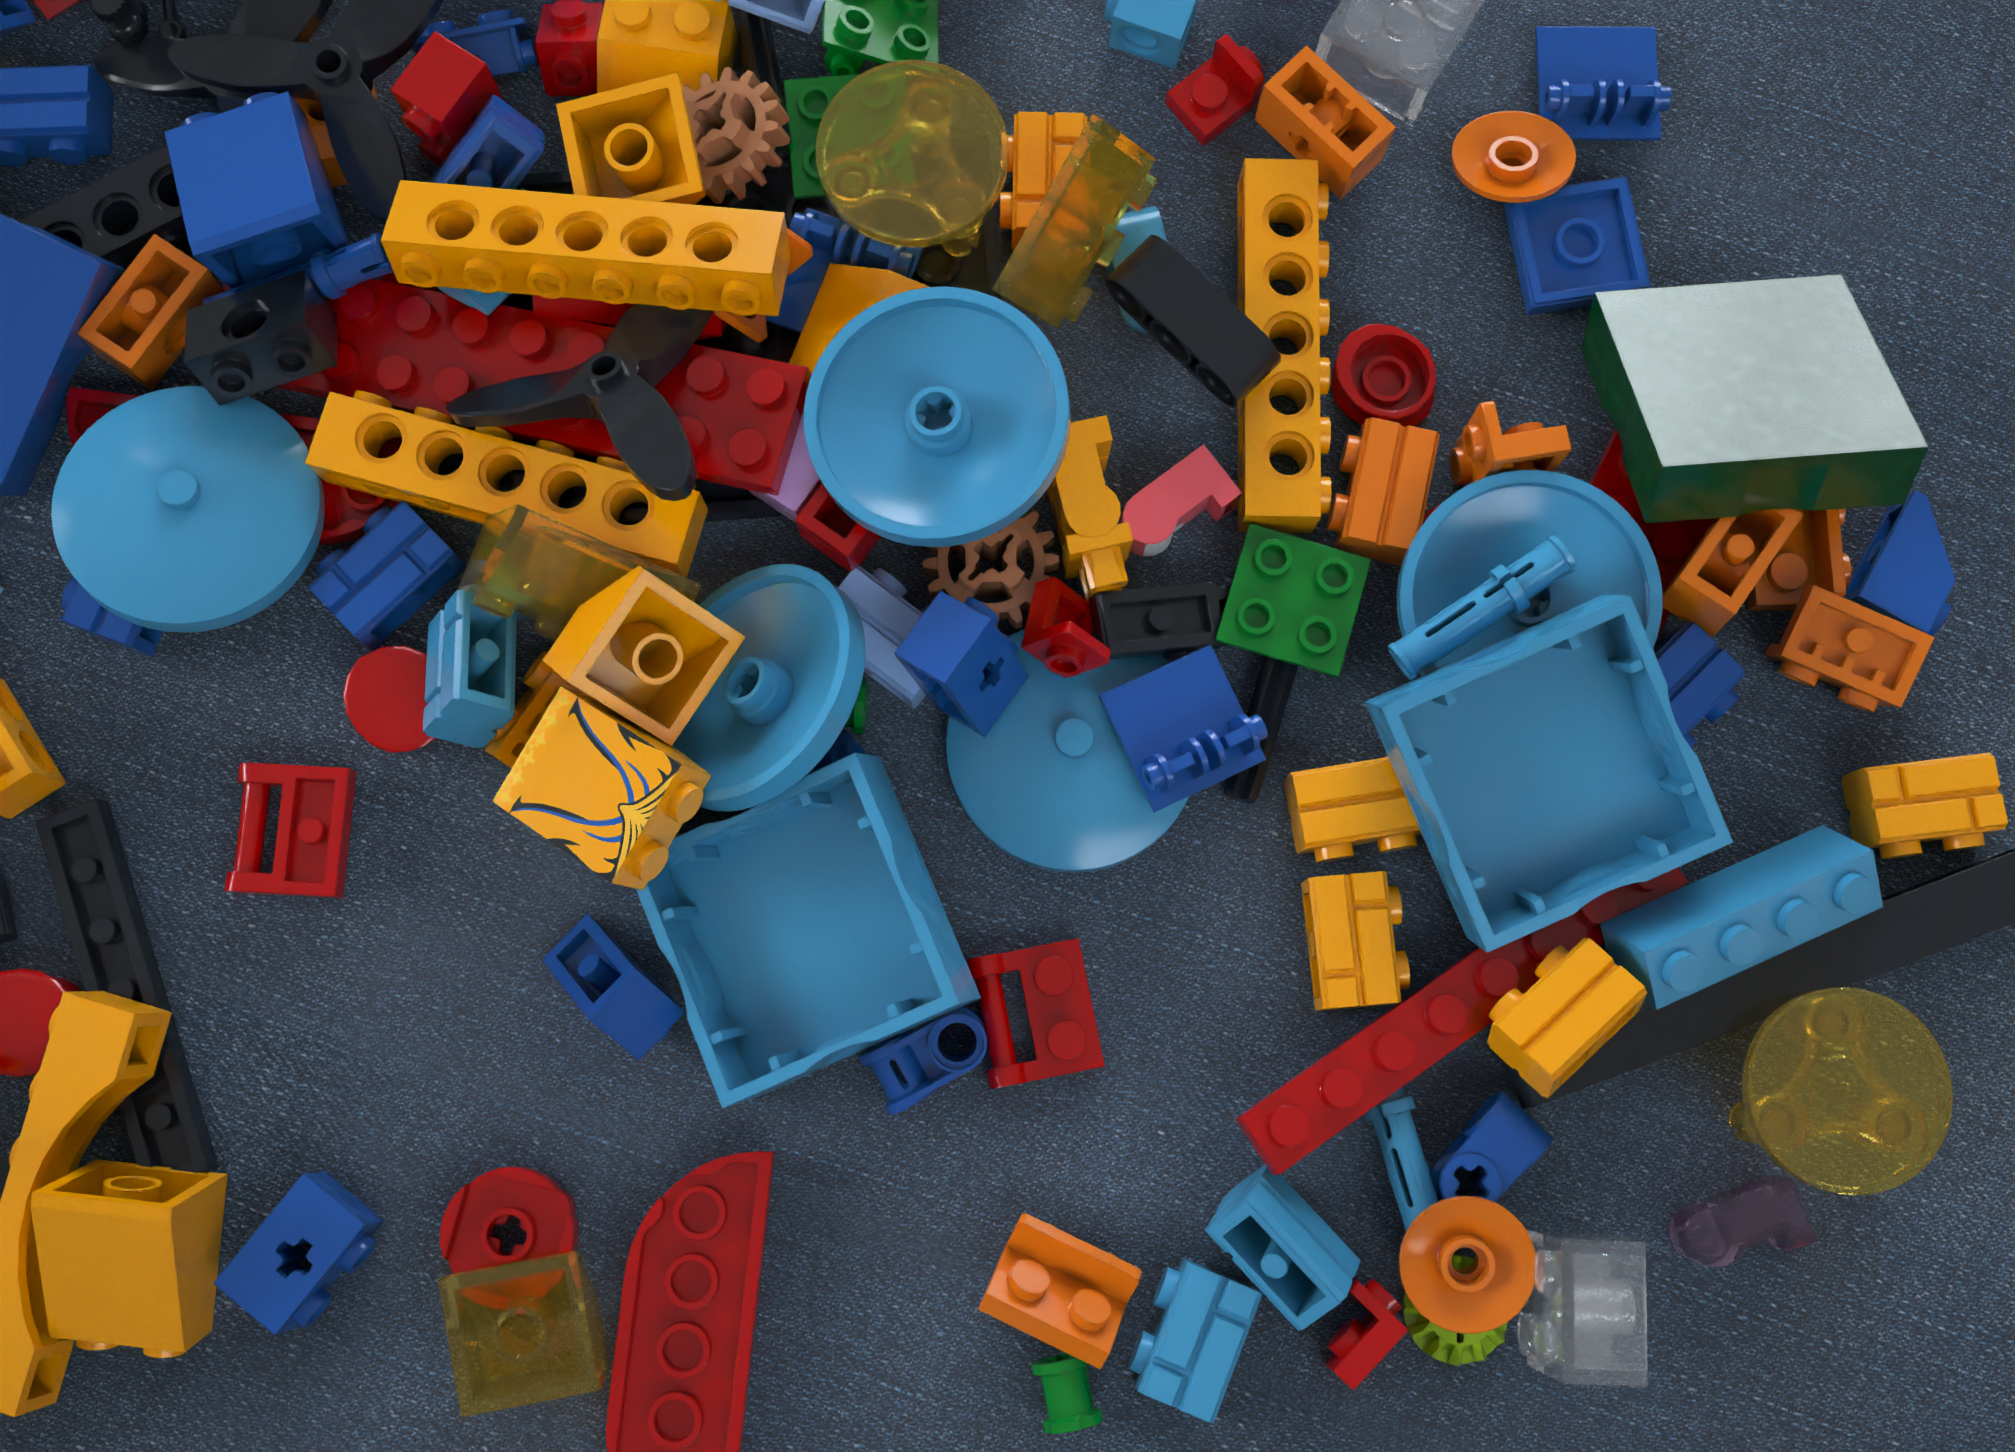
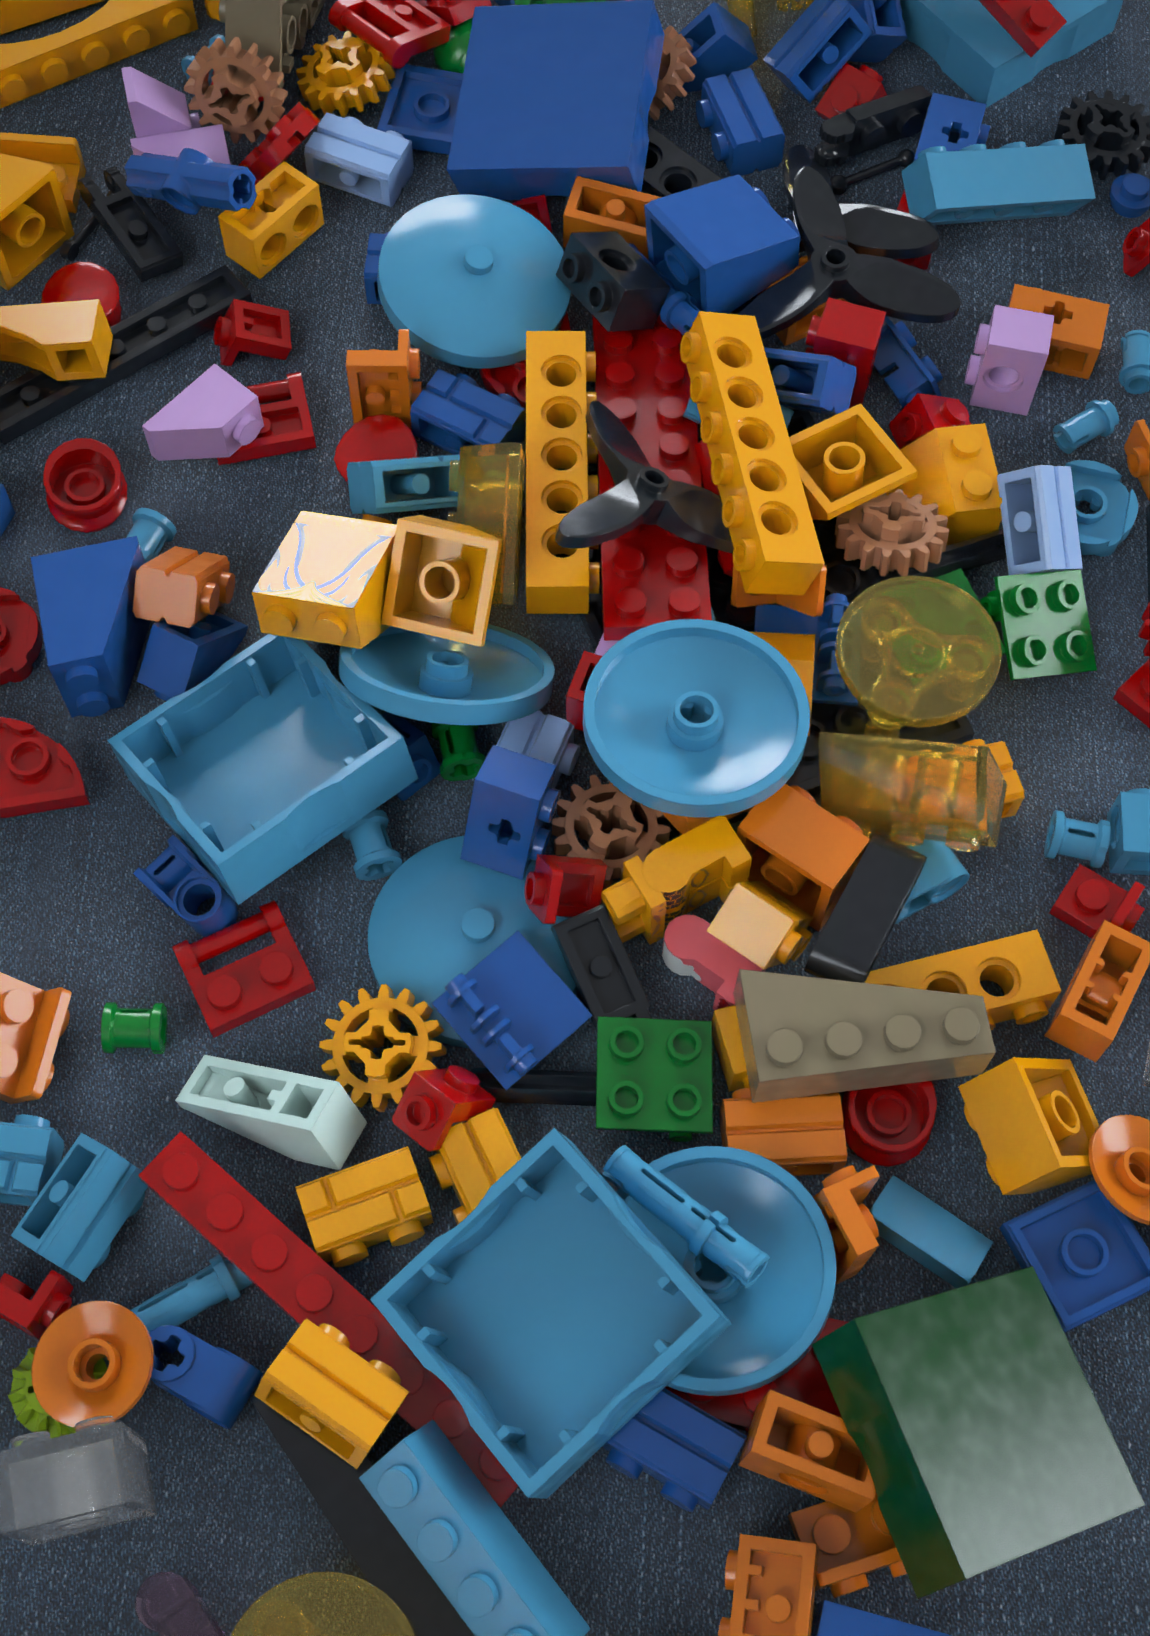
camera: 75 degrees right, 15 degrees down
(155, 809) = (252, 330): none -> red bracket
(291, 892) = (205, 419): none -> lavender slope
(313, 659) = (384, 380): none -> orange bracket
(321, 1072) = (84, 485): none -> red piece
(433, 1012) = (152, 531): none -> dark azure bush
(534, 973) = (182, 586): none -> orange brick
(545, 1097) = (91, 622): none -> blue slope
(938, 832) = (372, 847): none -> dark azure bush
(1080, 1150) = (134, 1028): none -> green bush
(1109, 355) = (802, 850): none -> orange brick
(1126, 90) = (1077, 839): none -> dark azure bush
(1168, 434) = (762, 925): none -> light orange brick
(1173, 909) = (381, 1024): none -> light orange gear
(1216, 1017) = (277, 1108): none -> light aqua slope
(1273, 831) = (437, 1101): none -> red bracket
(1328, 396) = (849, 1036): none -> dark tan wedge
(1440, 243) = (1031, 1123): none -> light orange slope
(1519, 378) = (929, 1233): none -> dark azure slope

